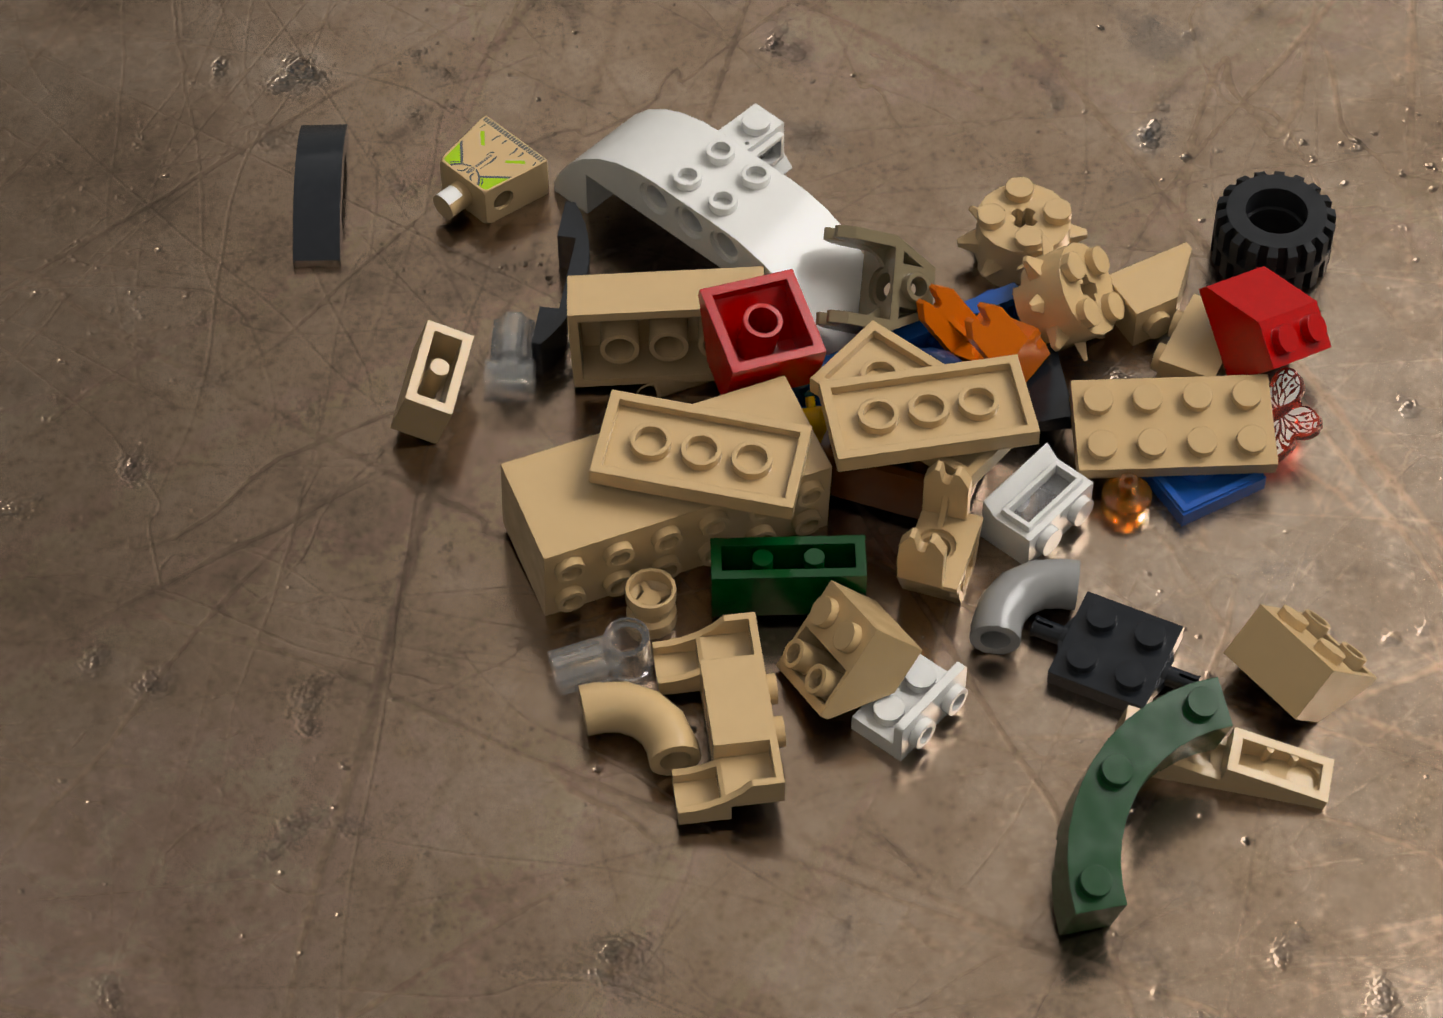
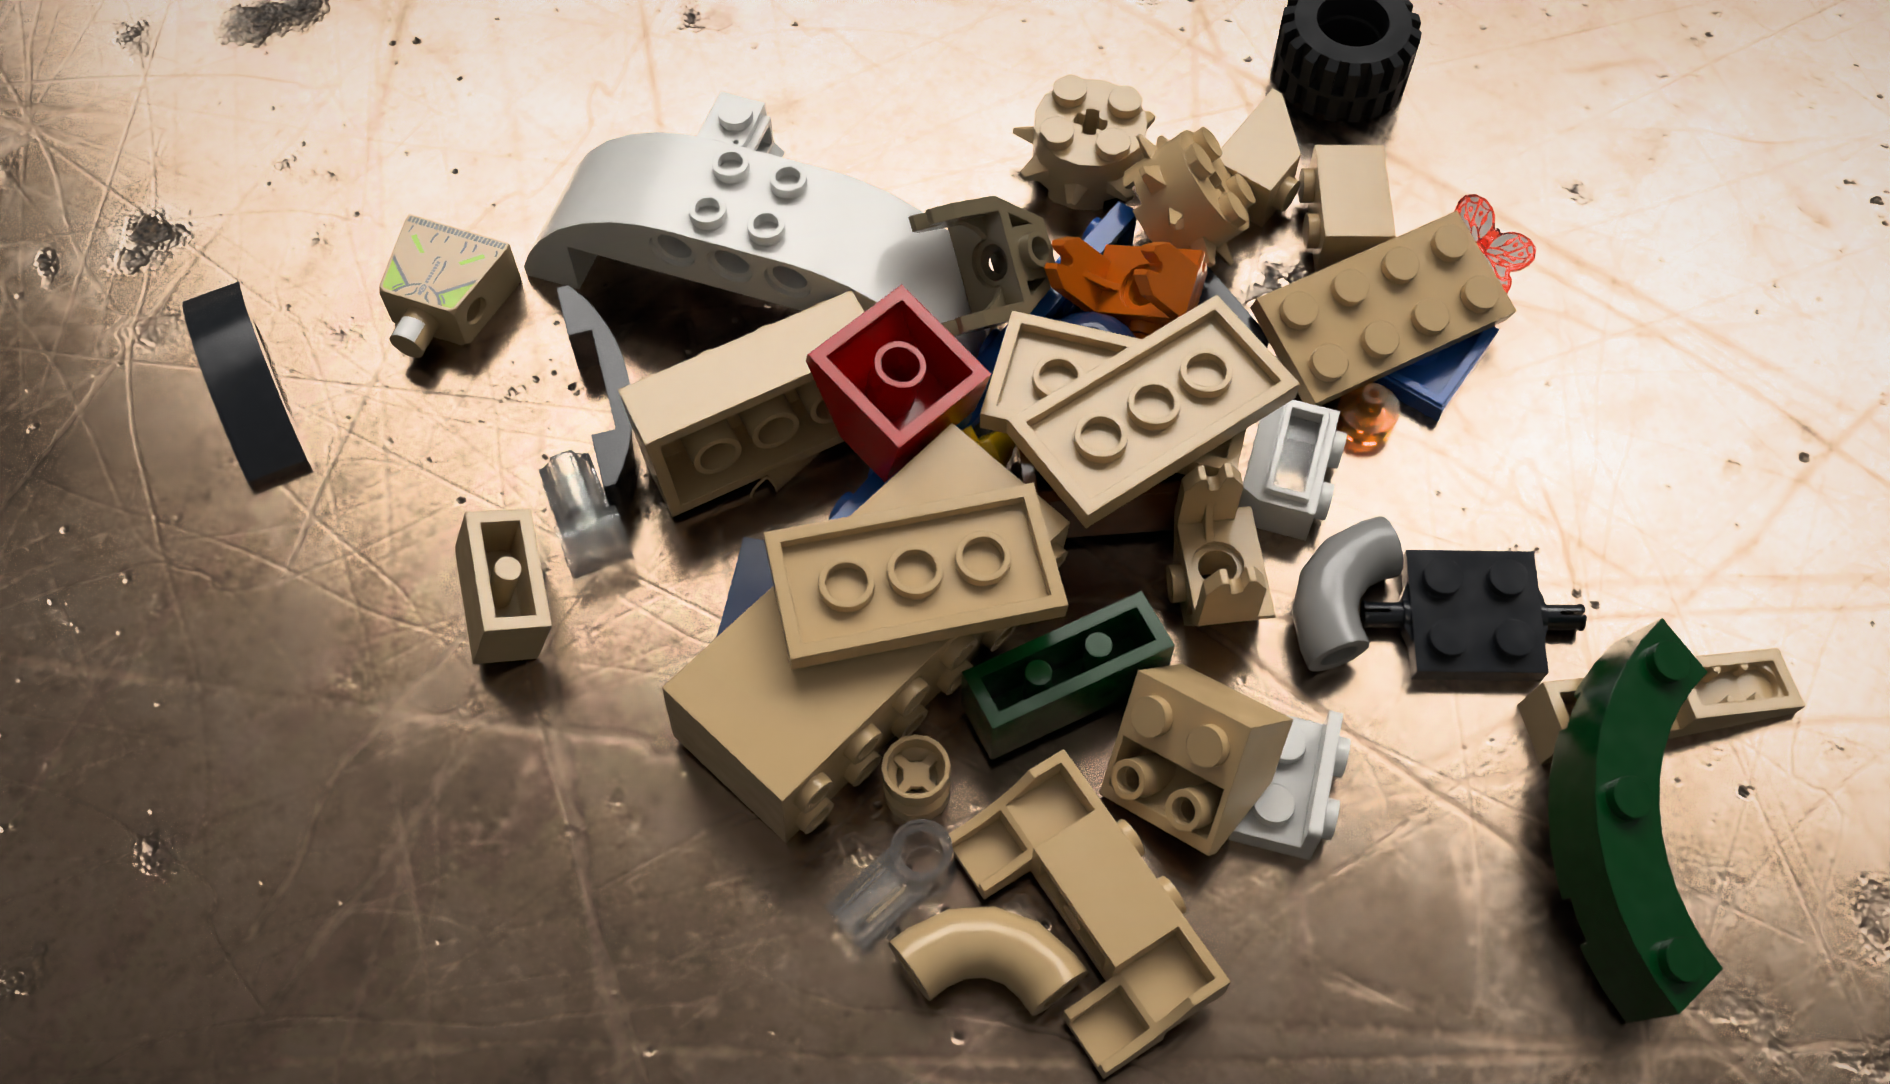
camera: 25 degrees left, 10 degrees up
(1262, 322) = (1417, 154): red slope -> none
(1299, 662) = (1681, 545): tan slope -> none

